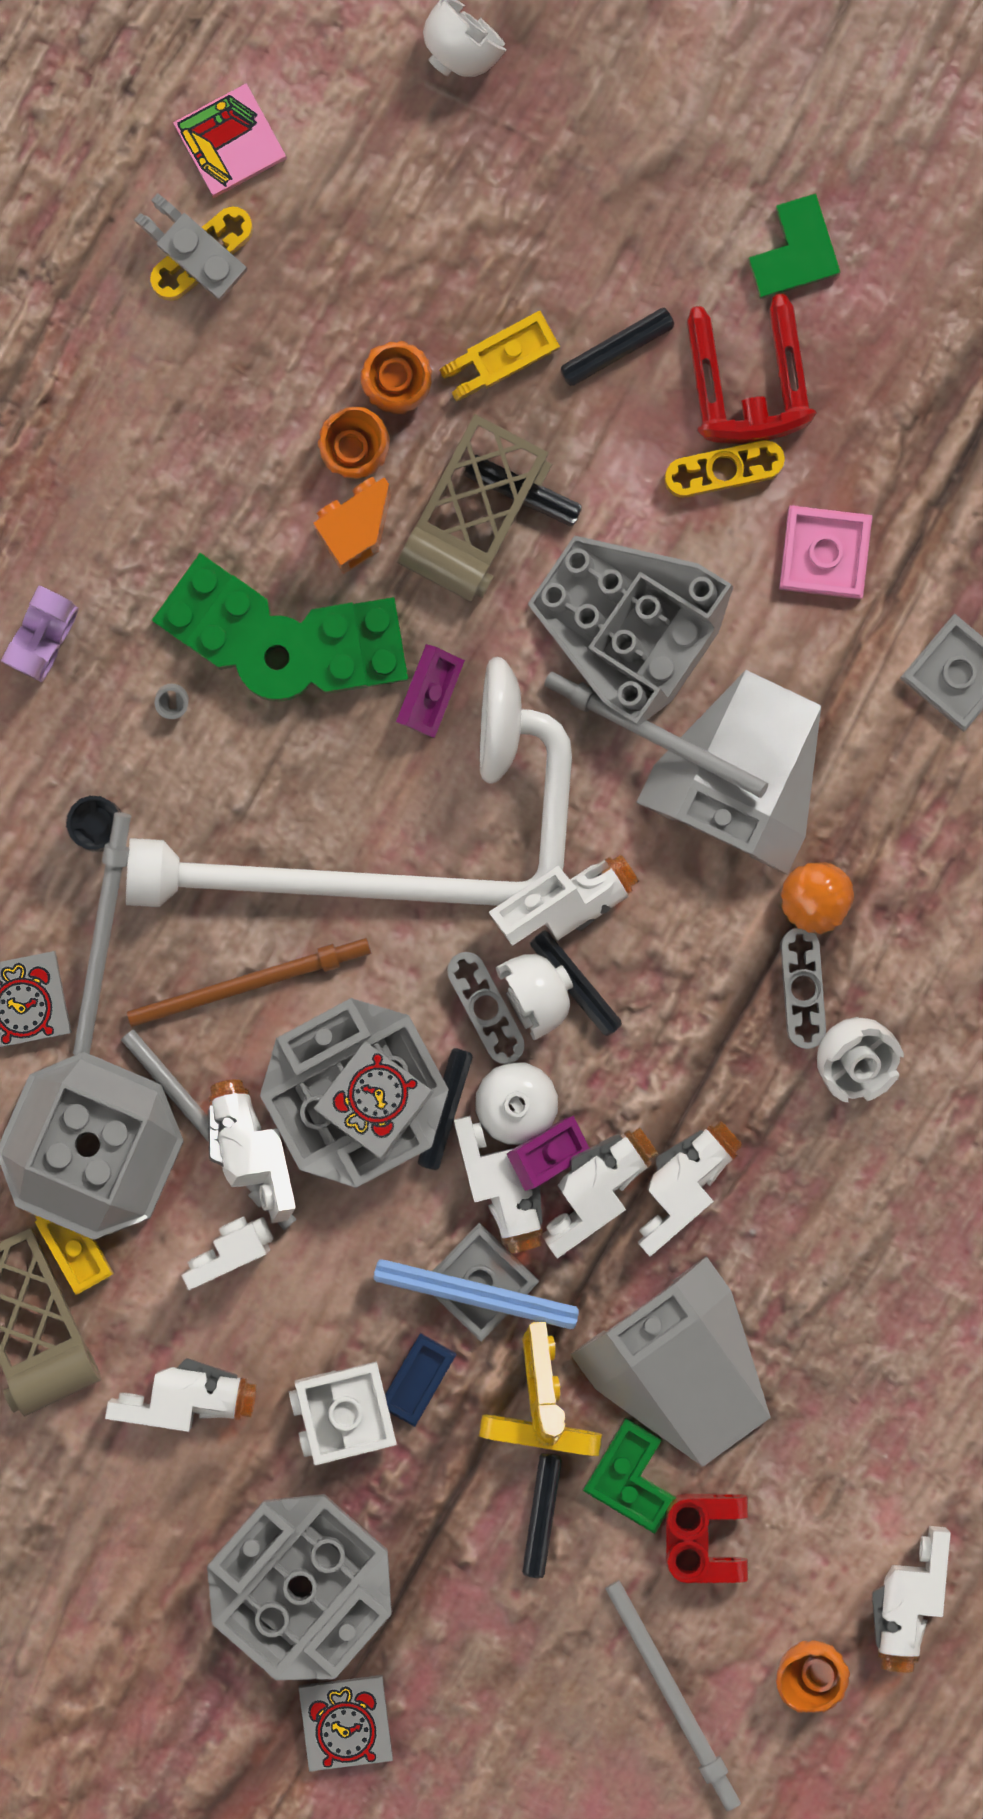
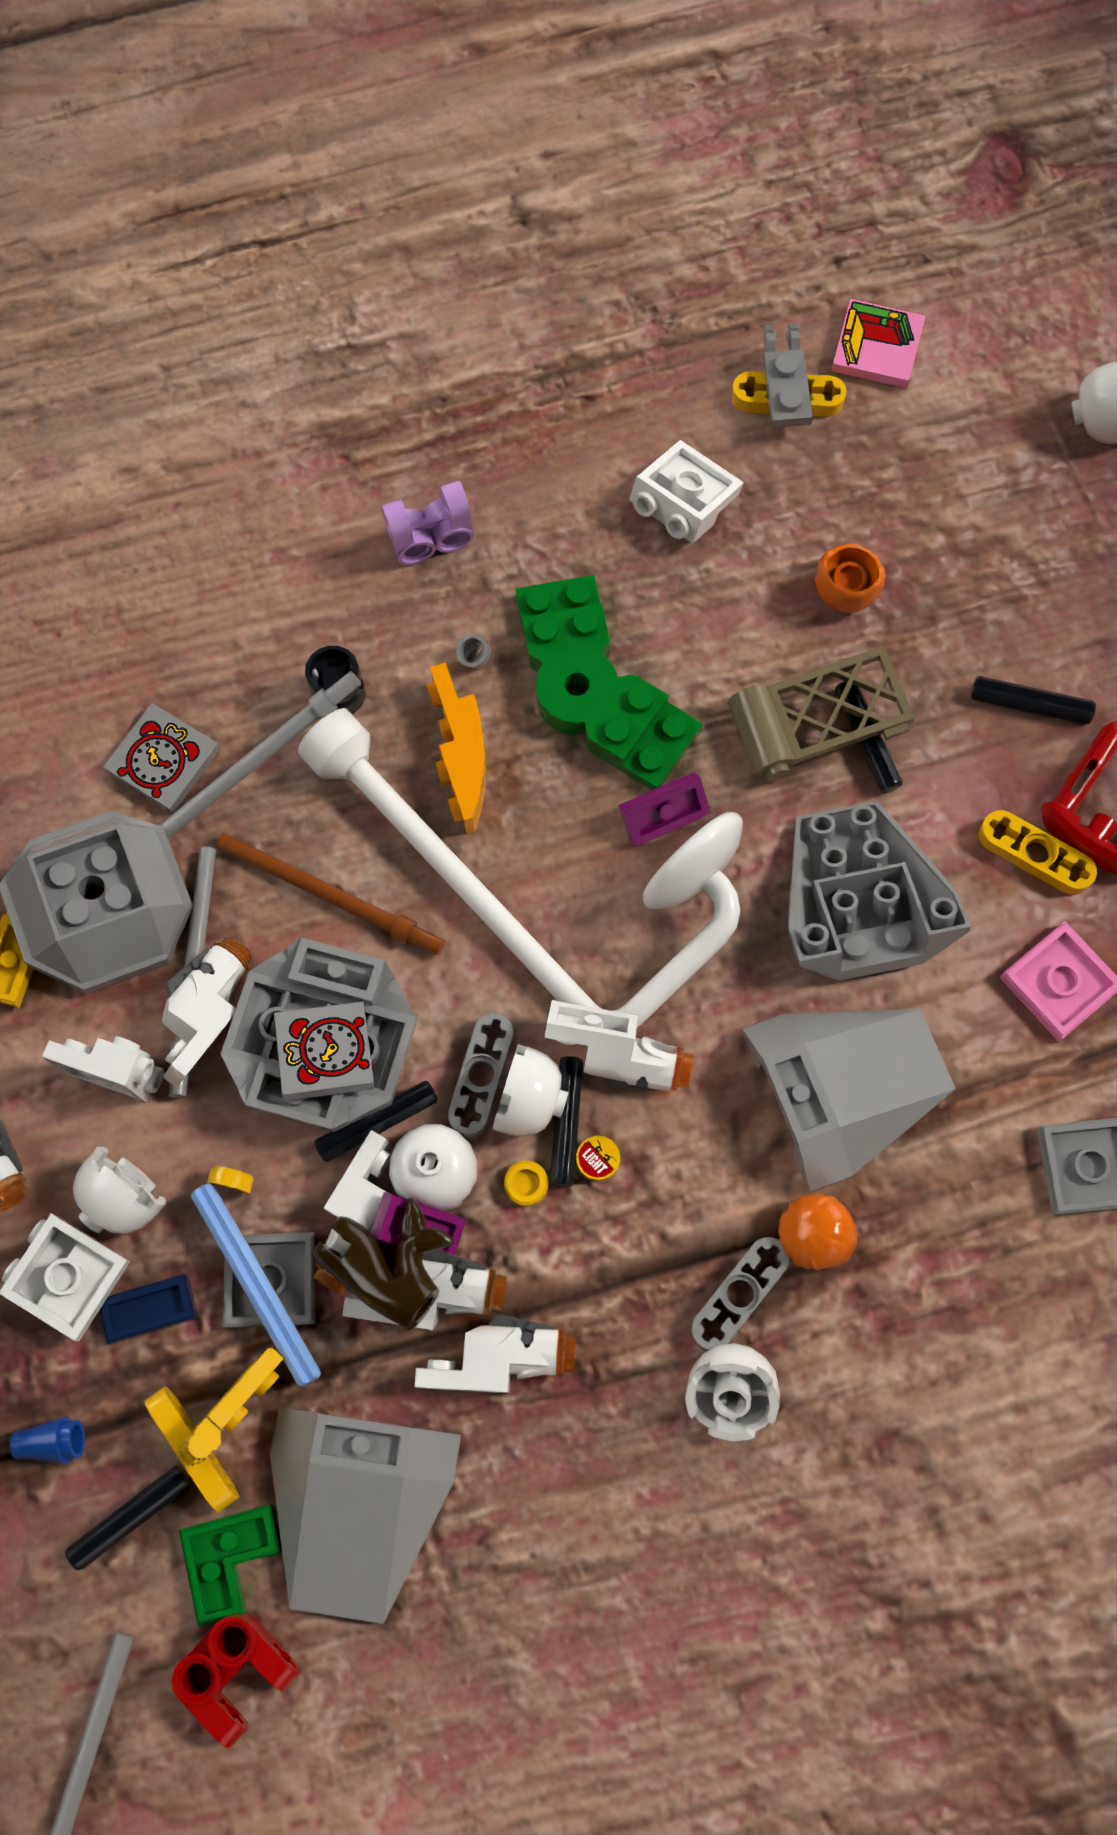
camera: 50 degrees right, 15 degrees down
(204, 418) = (684, 491): none -> white plate
(250, 792) = (463, 751): none -> light orange slope
(322, 1329) = (114, 1194): none -> white cylinder
(354, 442) = (777, 592): orange hair -> none
(356, 527) = (725, 643): orange slope -> none
(388, 1244) = (230, 1179): none -> yellow tile
(443, 1520) = (50, 1442): none -> blue cone
(503, 354) = (940, 632): yellow hinge -> none
(553, 1218) = (366, 1274): none -> dark brown piece
(586, 699) = (776, 920): light grey bar -> none
(589, 1052) = (526, 1183): none -> yellow tile
(622, 988) = (598, 1158): none -> tile

